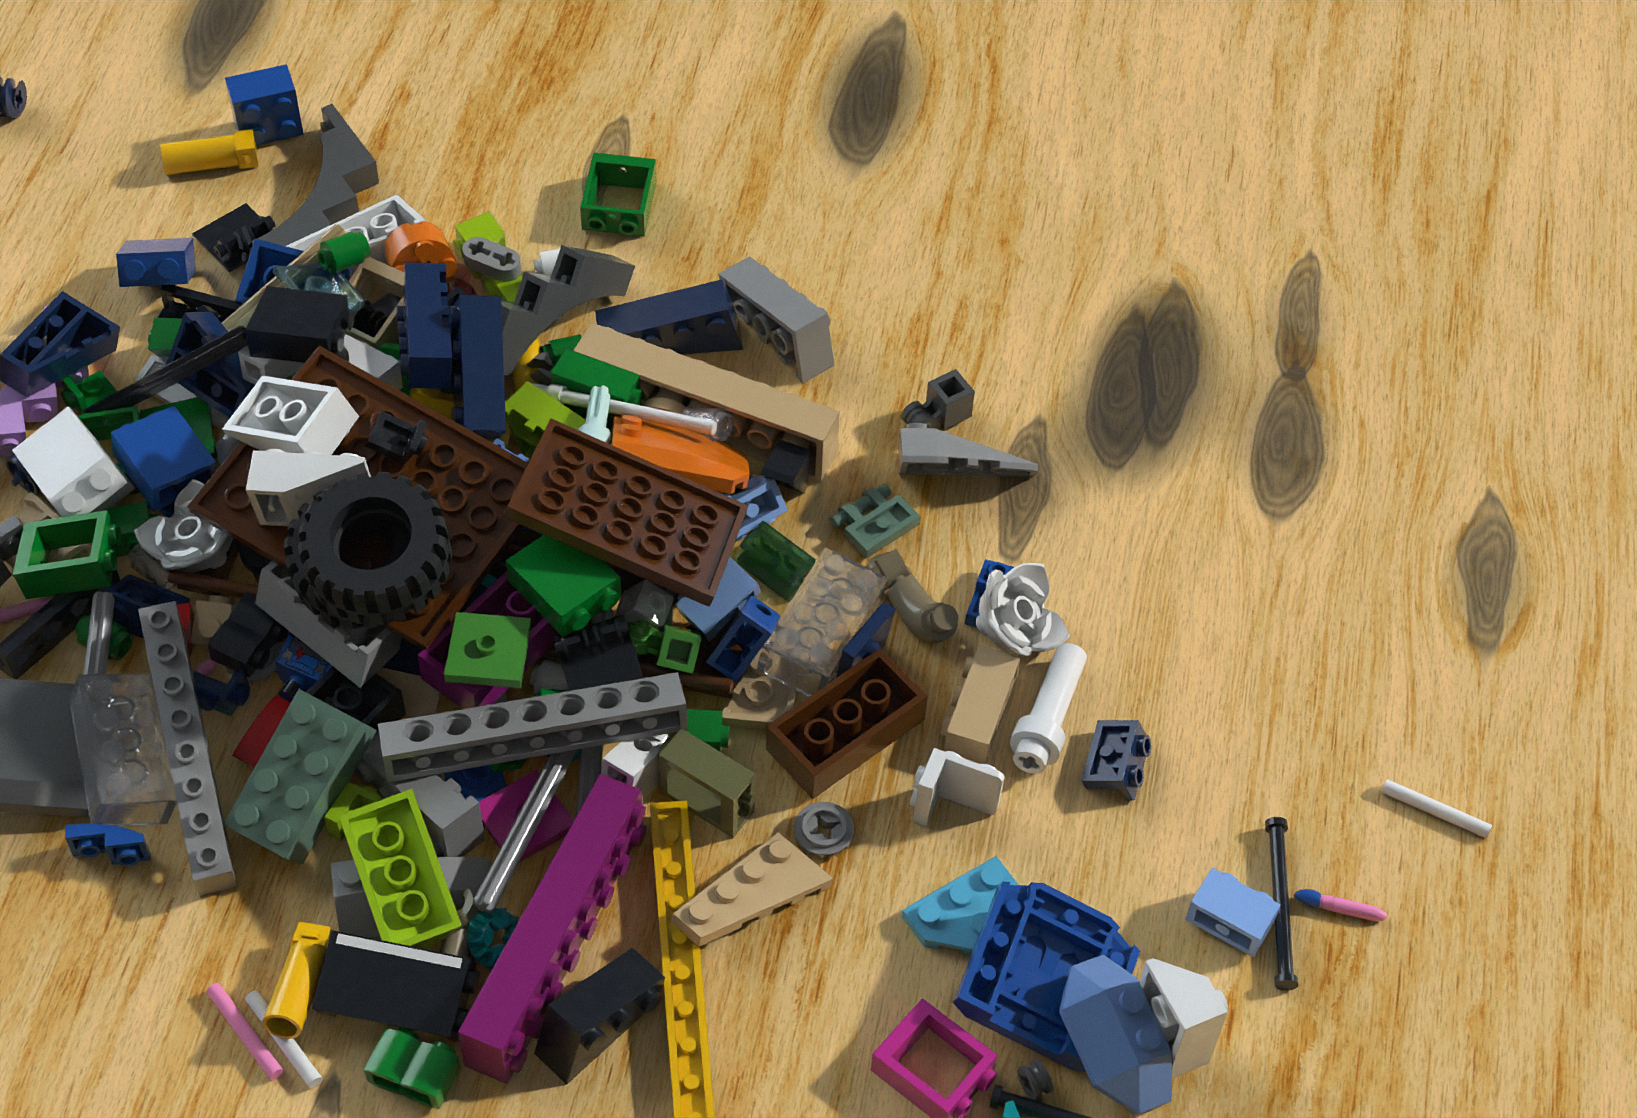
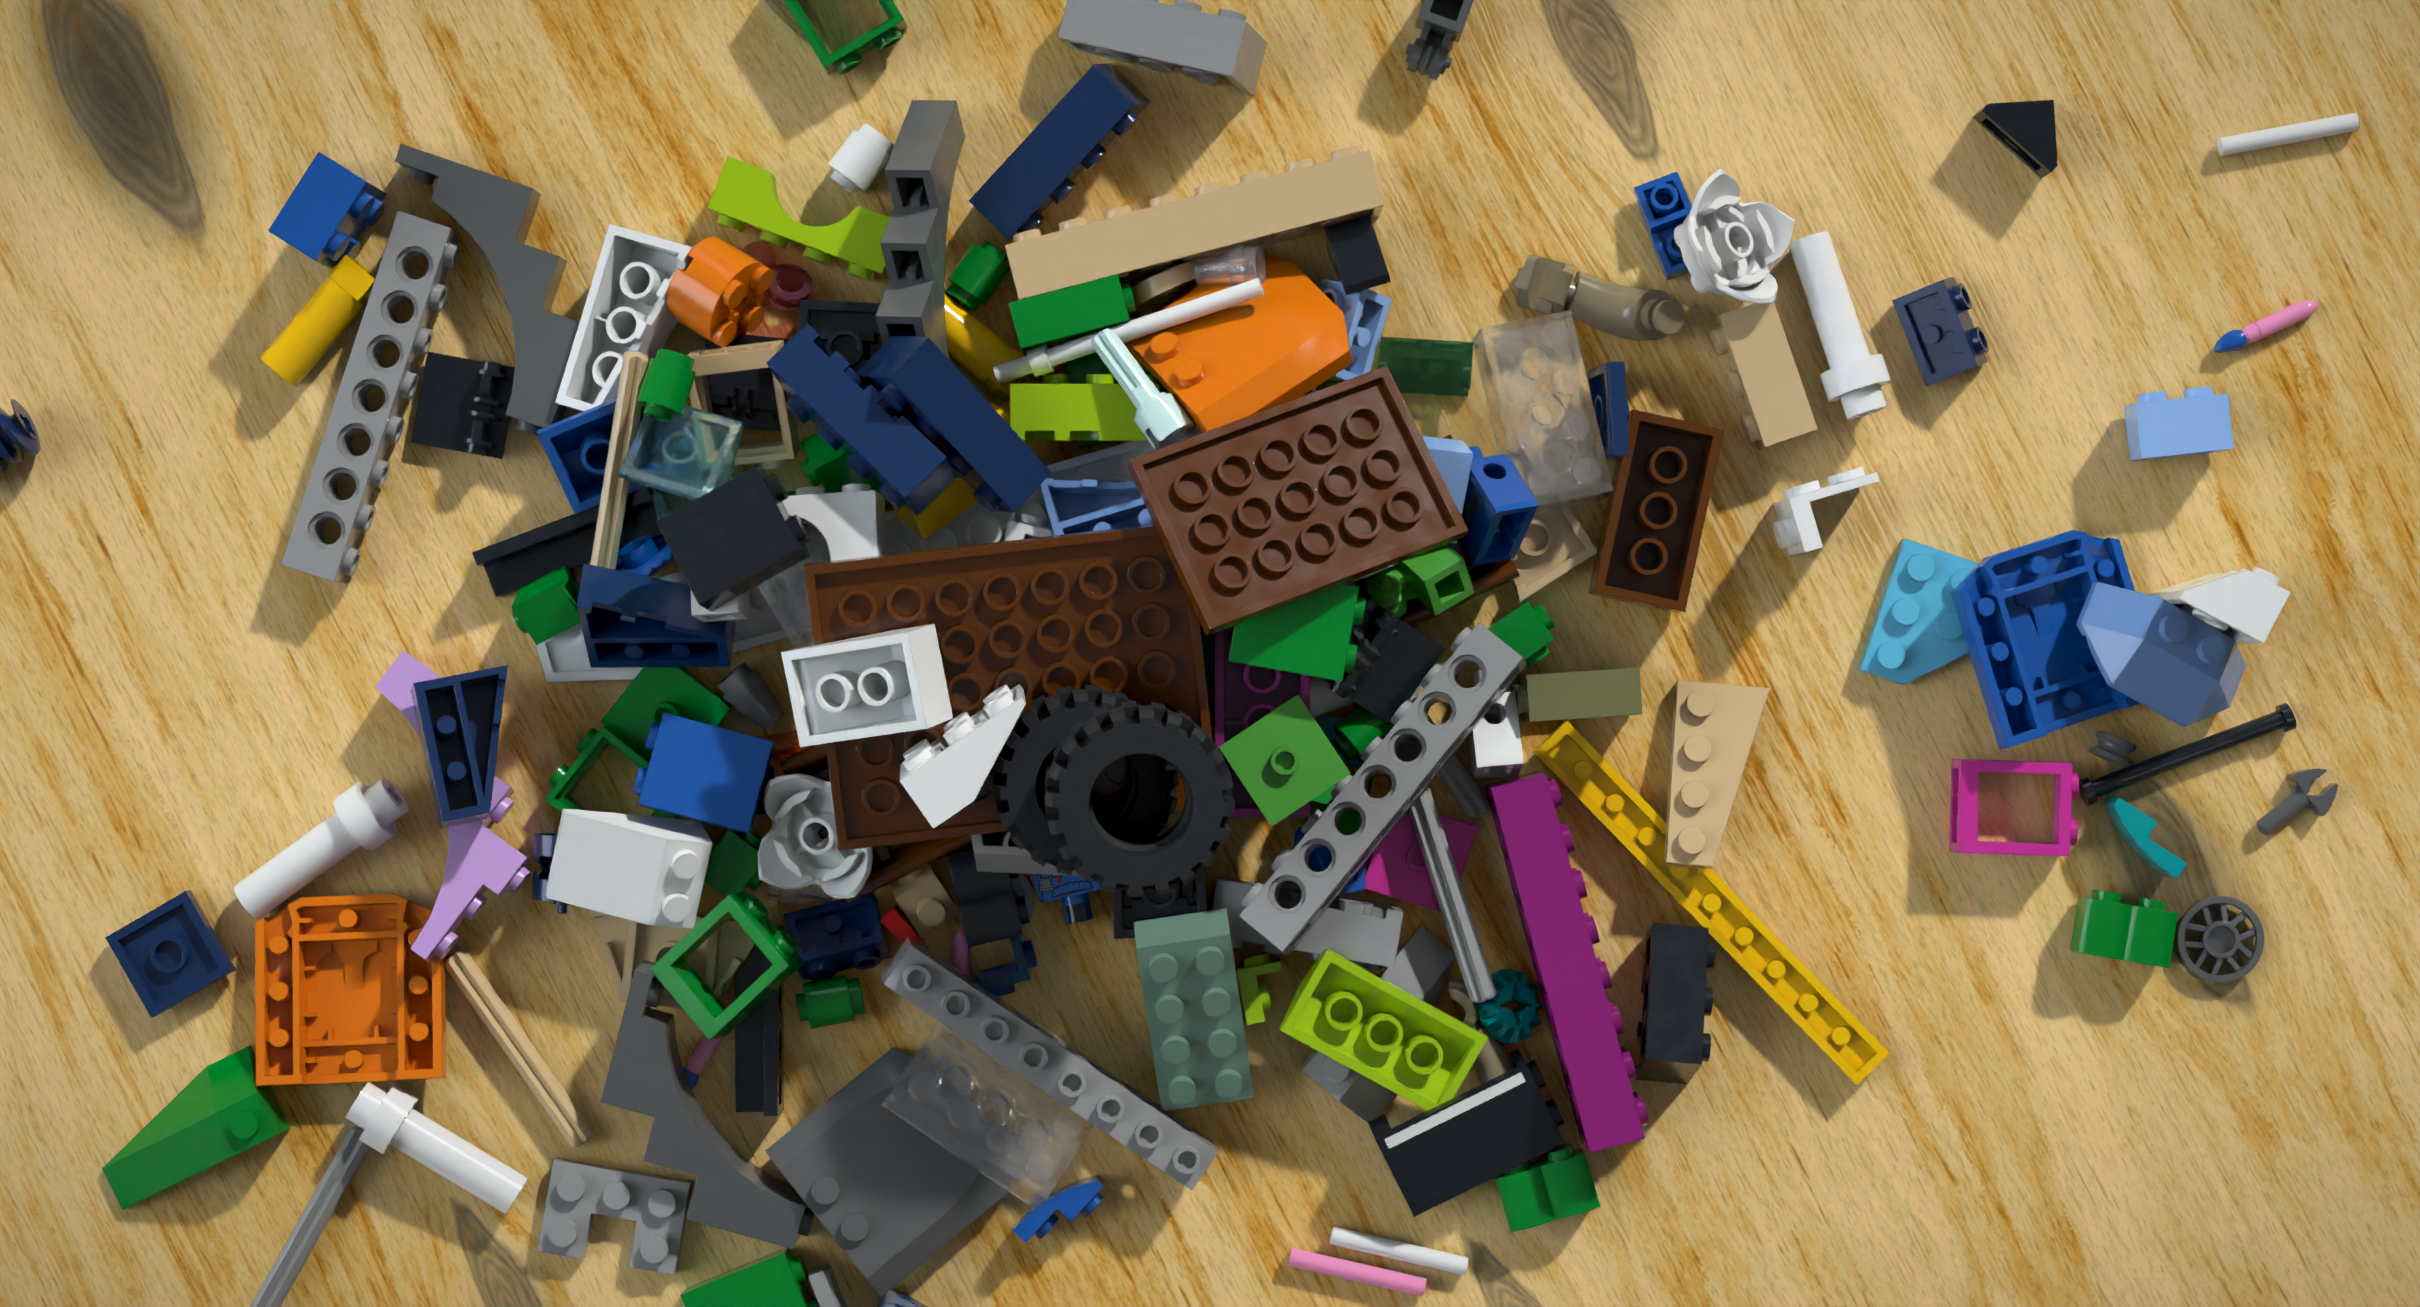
camera: 35 degrees left, 35 degrees up
(86, 393) = (520, 737): green bracket -> none
(99, 633) = (851, 1027): light grey axle -> none
(156, 262) = (435, 531): blue brick -> none
(173, 372) = (615, 677): black axle -> none
(194, 198) = (364, 371): none -> light grey brick
(261, 731) = (1096, 969): red slope -> none
(297, 981) = (1370, 1195): yellow piece -> none
(396, 437) = (998, 616): black bracket -> none
(491, 258) = (797, 217): light grey beam -> none
(544, 367) = (991, 319): dark grey bar -> none
(830, 816) = (1737, 632): light grey gear -> none
(879, 527) = (1494, 229): sand green plate -> none
(941, 453) = (1489, 98): light grey wedge -> none
(1257, 684) = (2025, 130): none -> black slope
(1286, 978) = (2208, 369): black bar -> none

